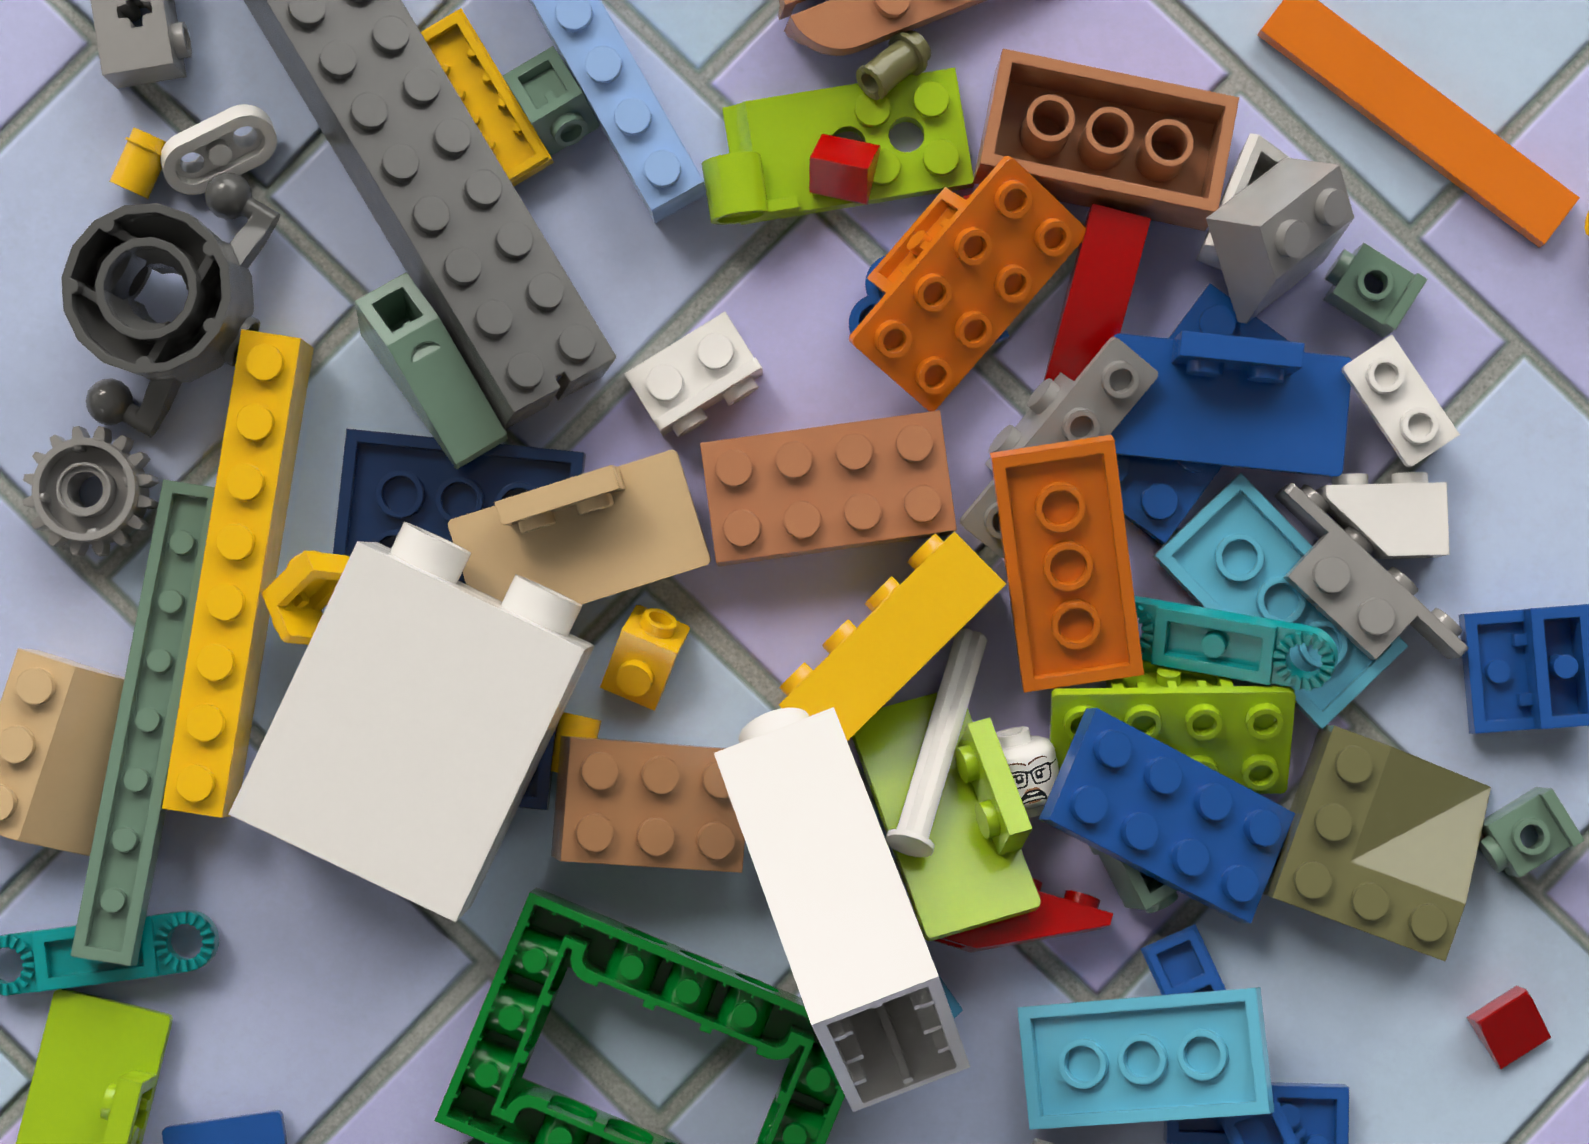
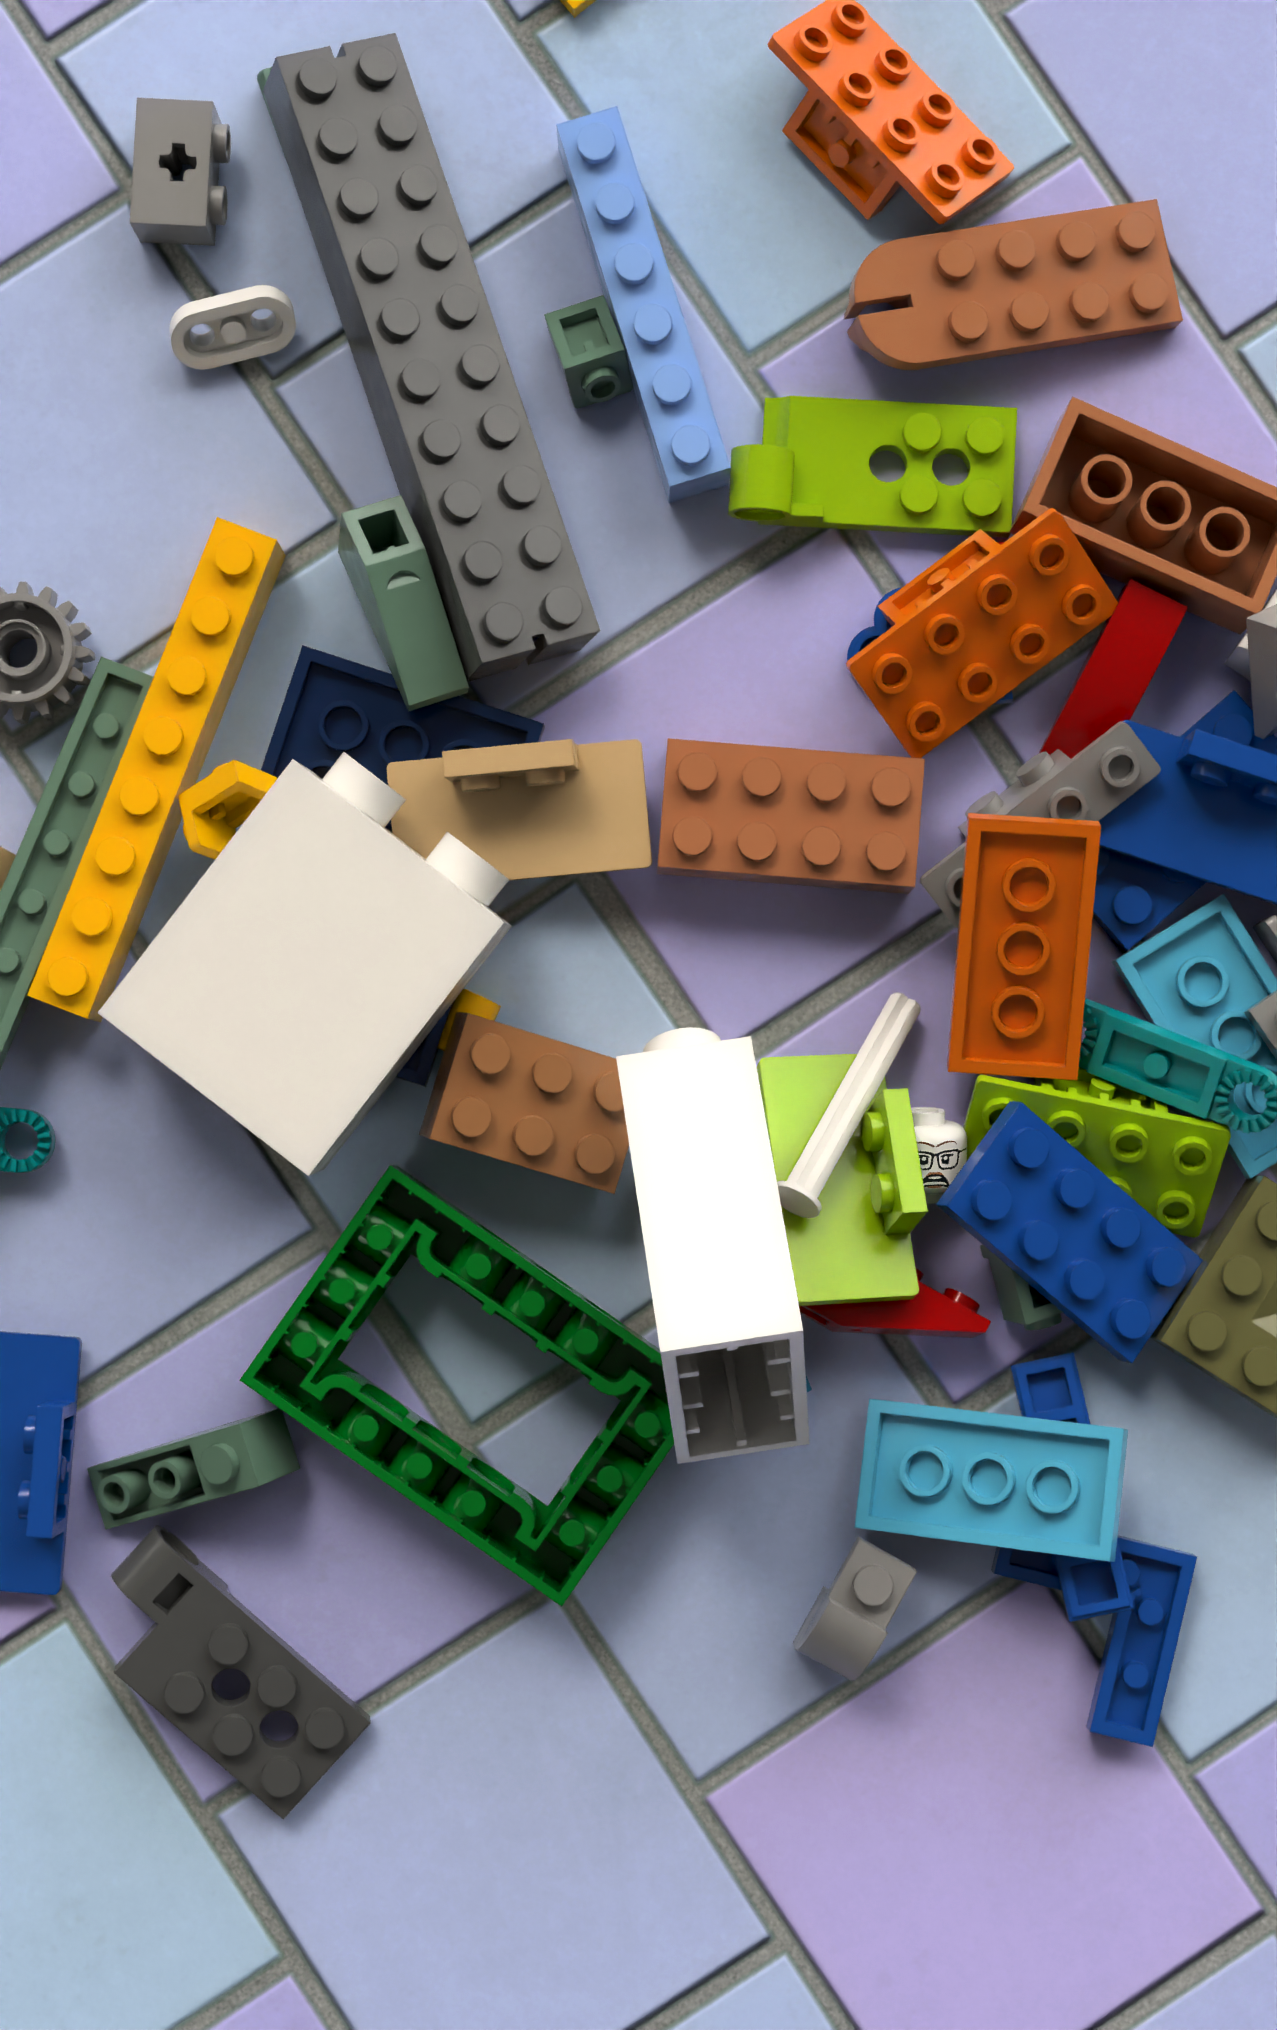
camera: 10 degrees right, 0 degrees up
(112, 267) = (96, 425): dark grey piece -> none
(139, 163) = (147, 324): yellow piece -> none
(487, 97) = (524, 333): yellow plate -> none
(645, 656) = (560, 949): yellow bracket -> none
(695, 375) = (676, 670): white bracket -> none
(843, 168) = (878, 487): red slope -> none
(899, 635) = (834, 979): yellow piece -> none
(904, 56) = (966, 385): olive pin -> none

